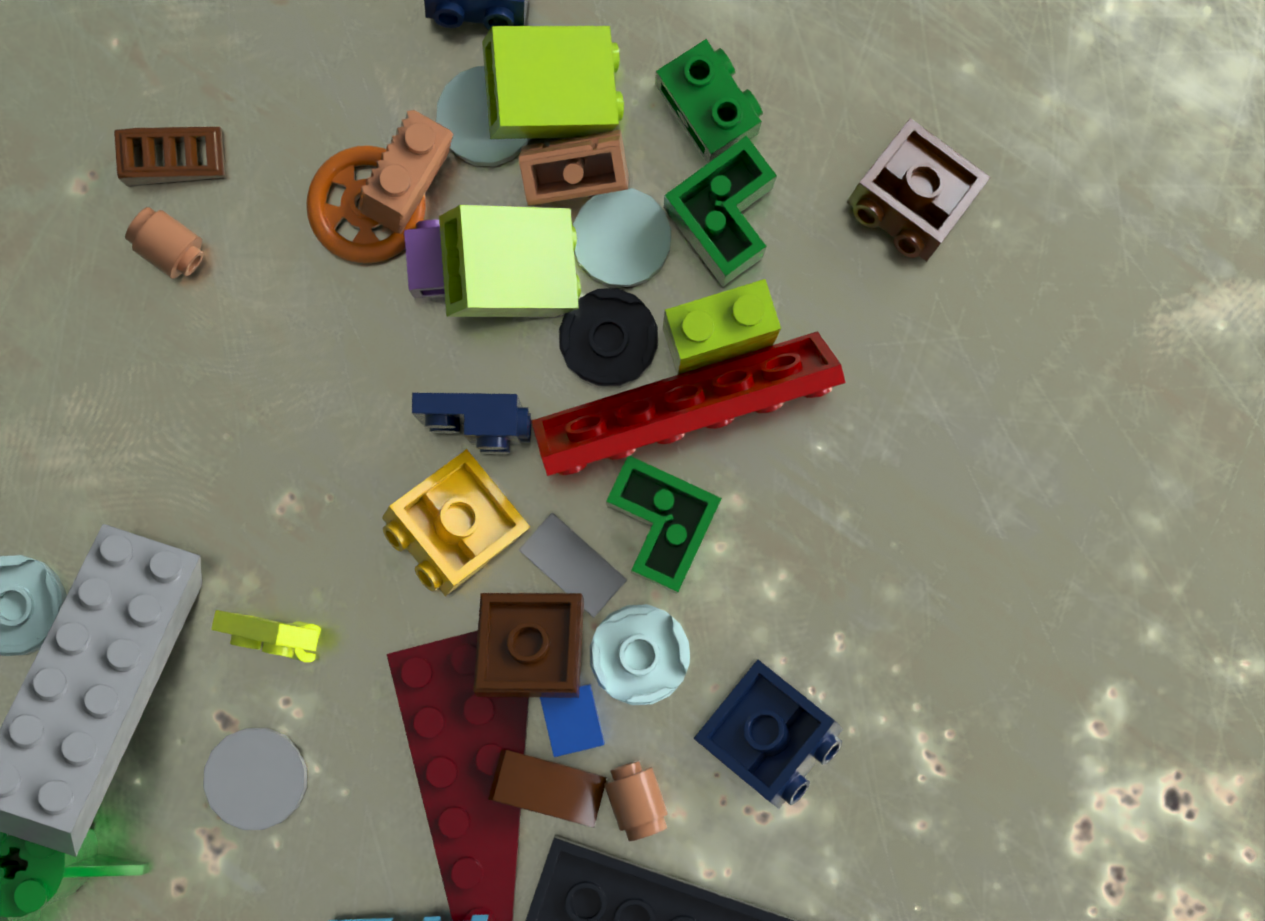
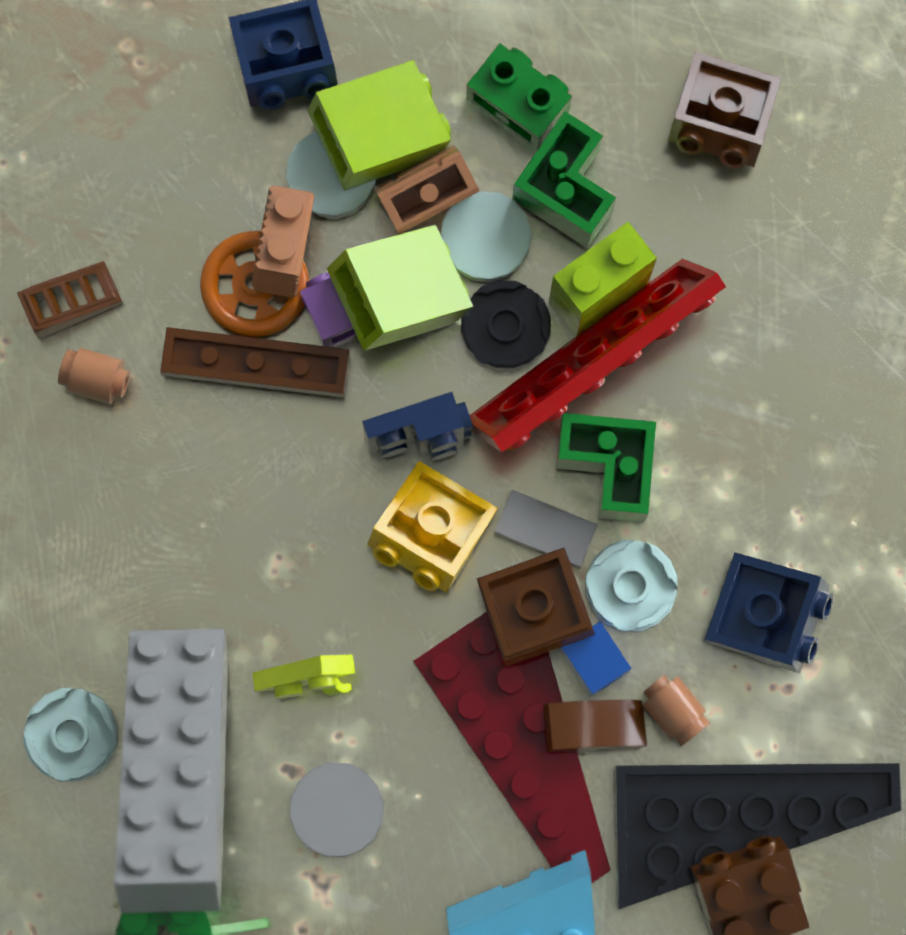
camera: 20 degrees left, 5 degrees down
(335, 287) = (255, 362): none -> reddish brown plate

